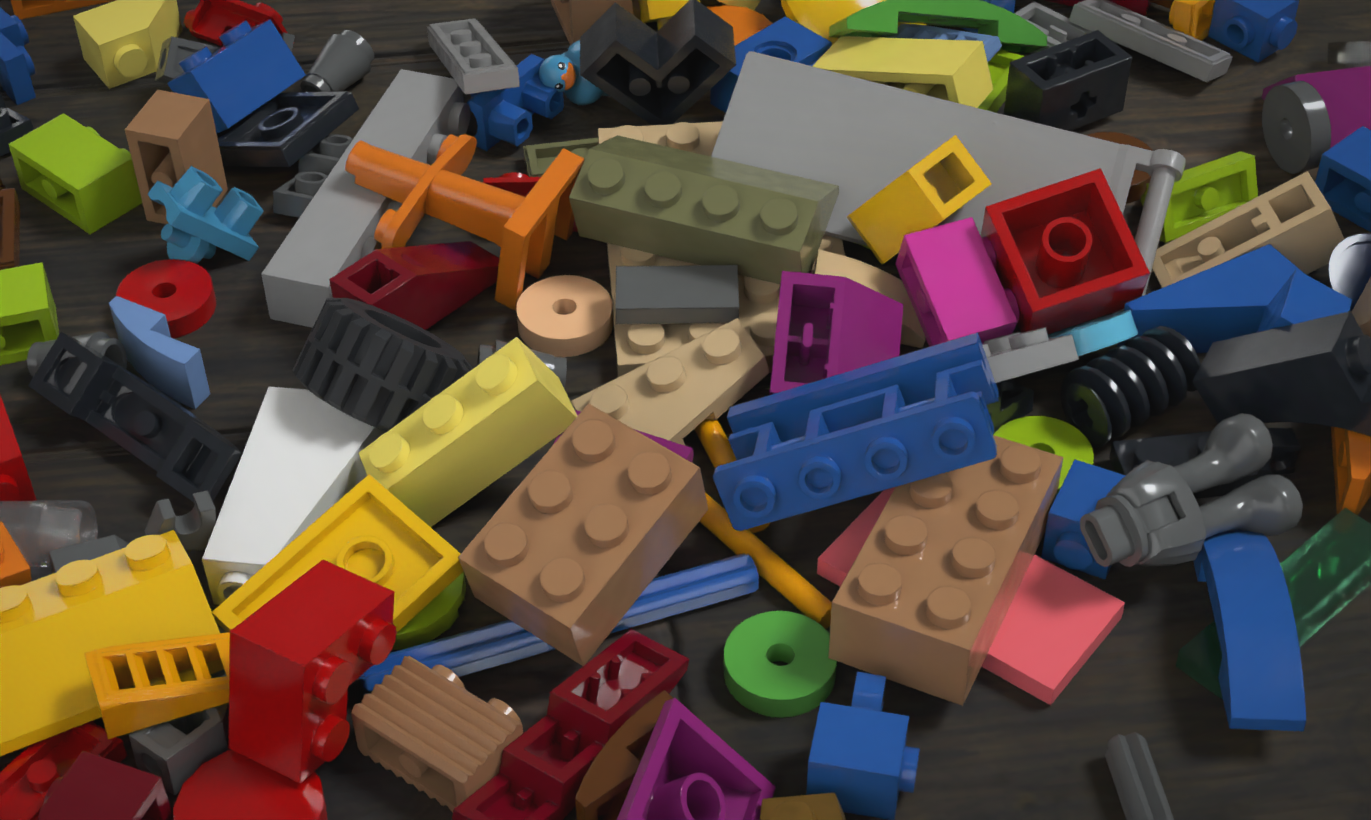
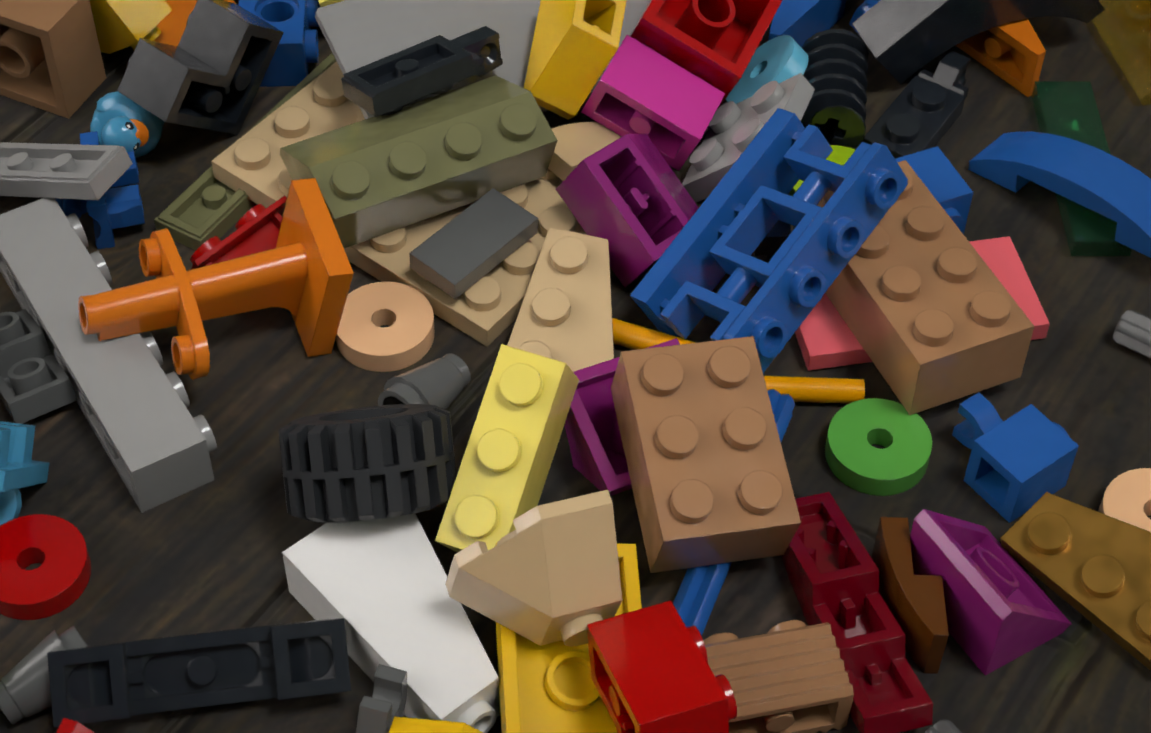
camera: 50 degrees left, 5 degrees up
(158, 358) = (113, 616): medium blue slope -> none
(349, 503) = (547, 573): none -> tan slope
(418, 280) = (256, 394): dark red slope -> none
(780, 143) = (422, 70): none -> black hinge
(1156, 519) = (981, 132): dark grey piece -> none

